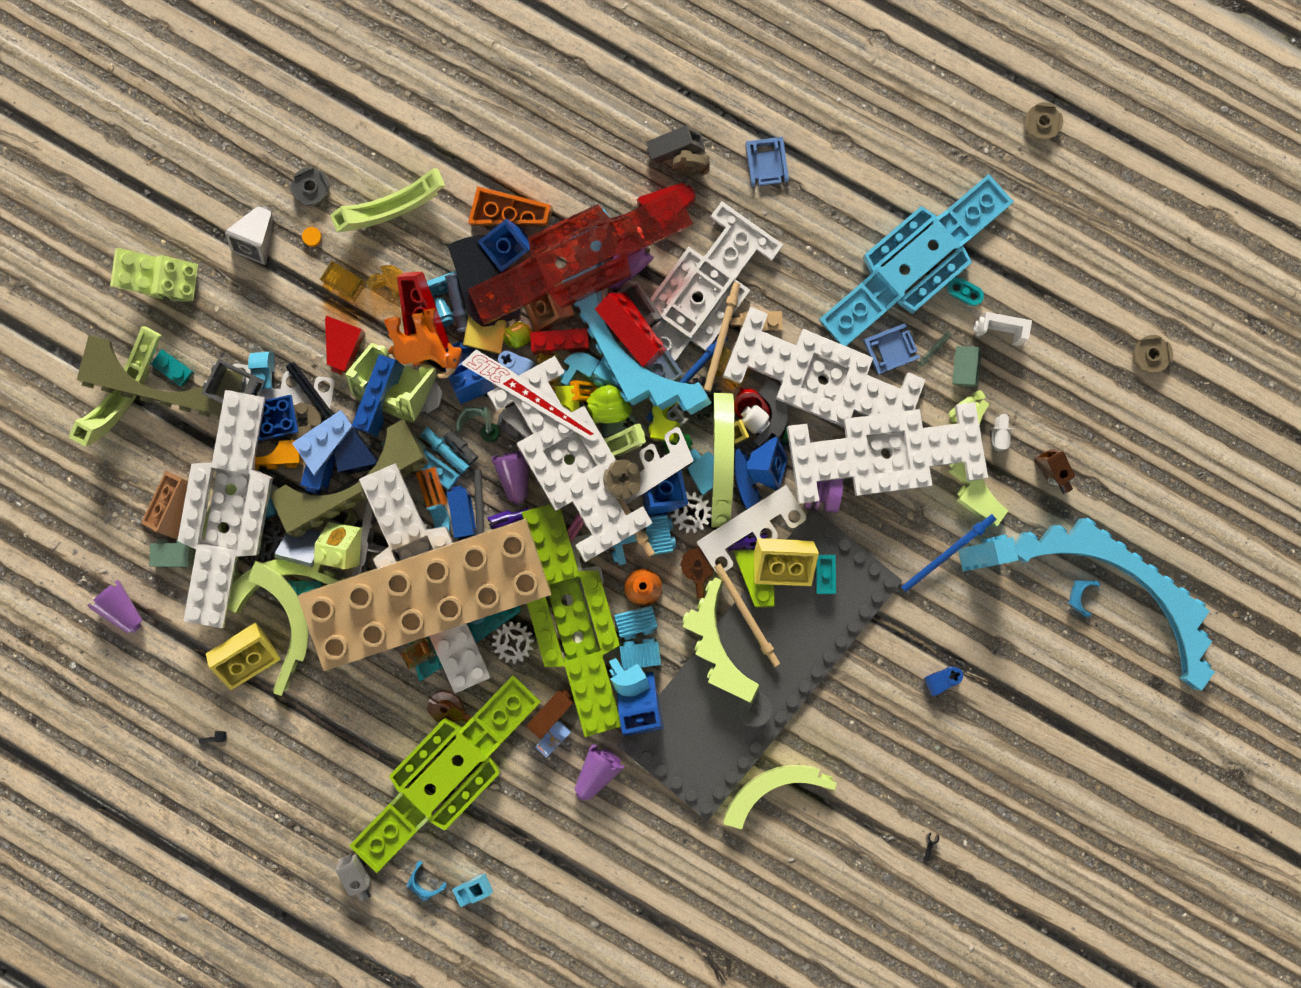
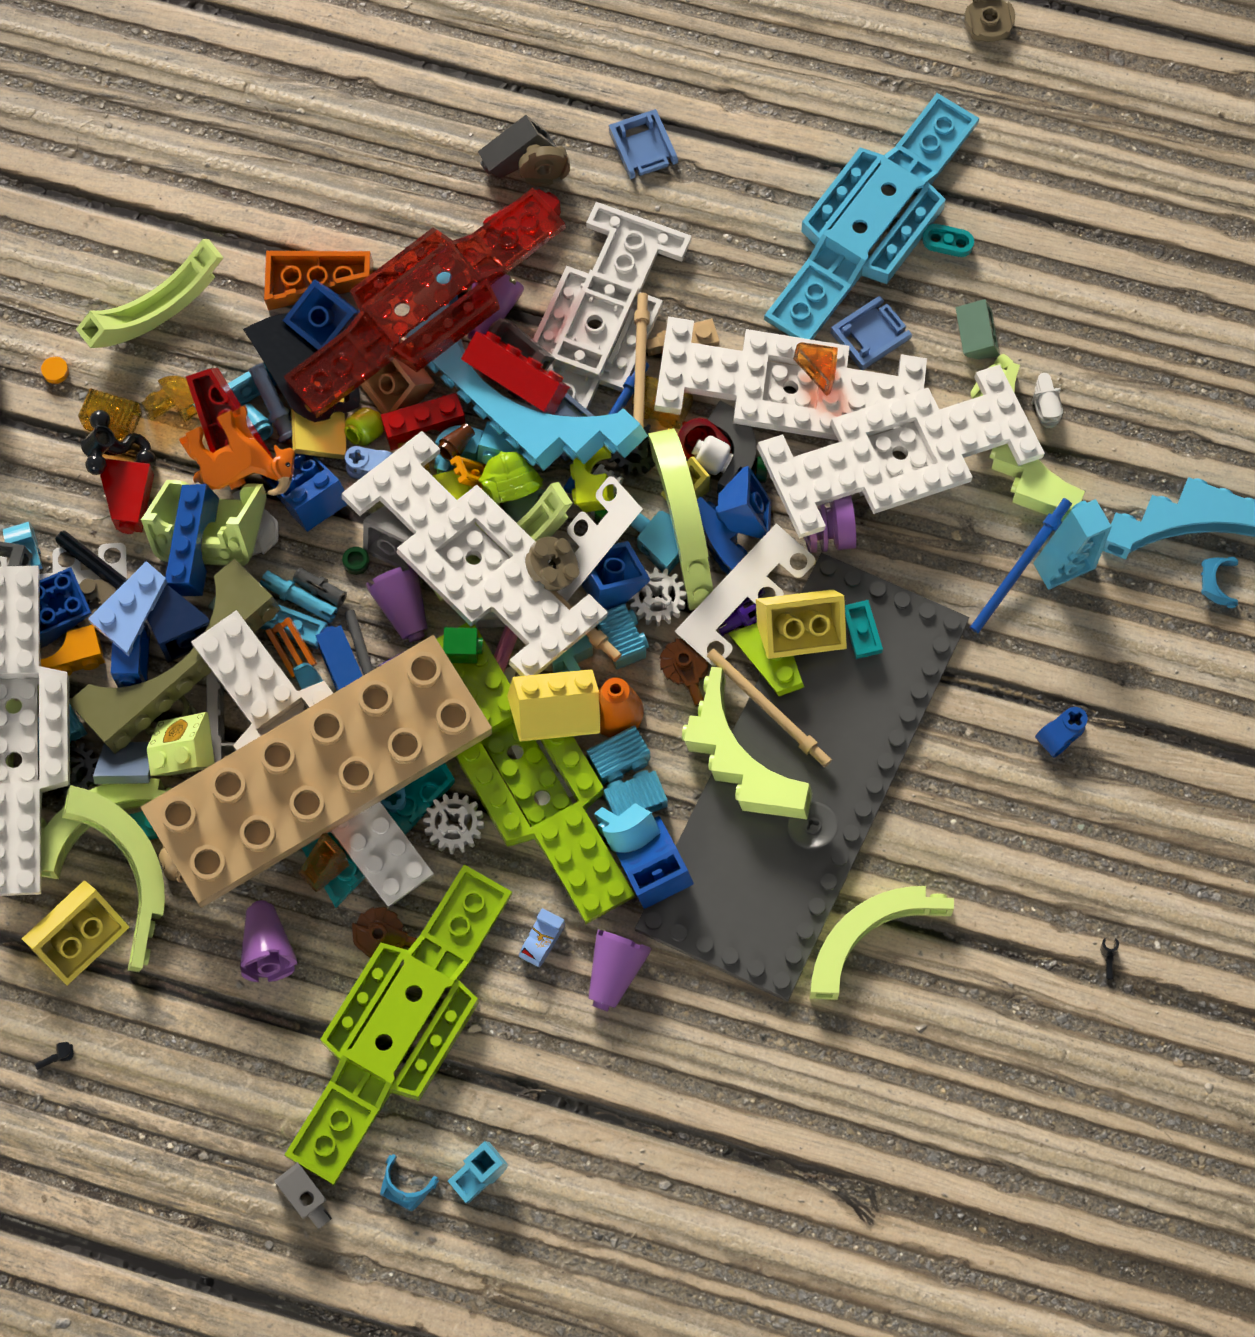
camera: 10 degrees left, 15 degrees down
(308, 197) = (44, 321): dark grey plate -> none
(333, 289) = (103, 441): none -> black piece
(367, 697) = (265, 945): none -> medium lavender cone
(469, 412) = (325, 538): sand green helmet -> none
(528, 393) = (393, 480): sticker -> none
(546, 523) = (462, 645): none -> green brick
(550, 713) = (529, 899): reddish brown slope -> none
(577, 367) = (455, 442): none -> reddish brown cone
(599, 583) = (555, 705): none -> light yellow slope
(847, 372) = (818, 363): none -> clear orange slope
(934, 348) = (930, 322): sand green piece -> none
(1003, 323) = (1010, 264): white panel -> none
(1056, 469) = (1133, 426): reddish brown torso -> none
(1160, 362) = (1211, 273): dark tan plate -> none

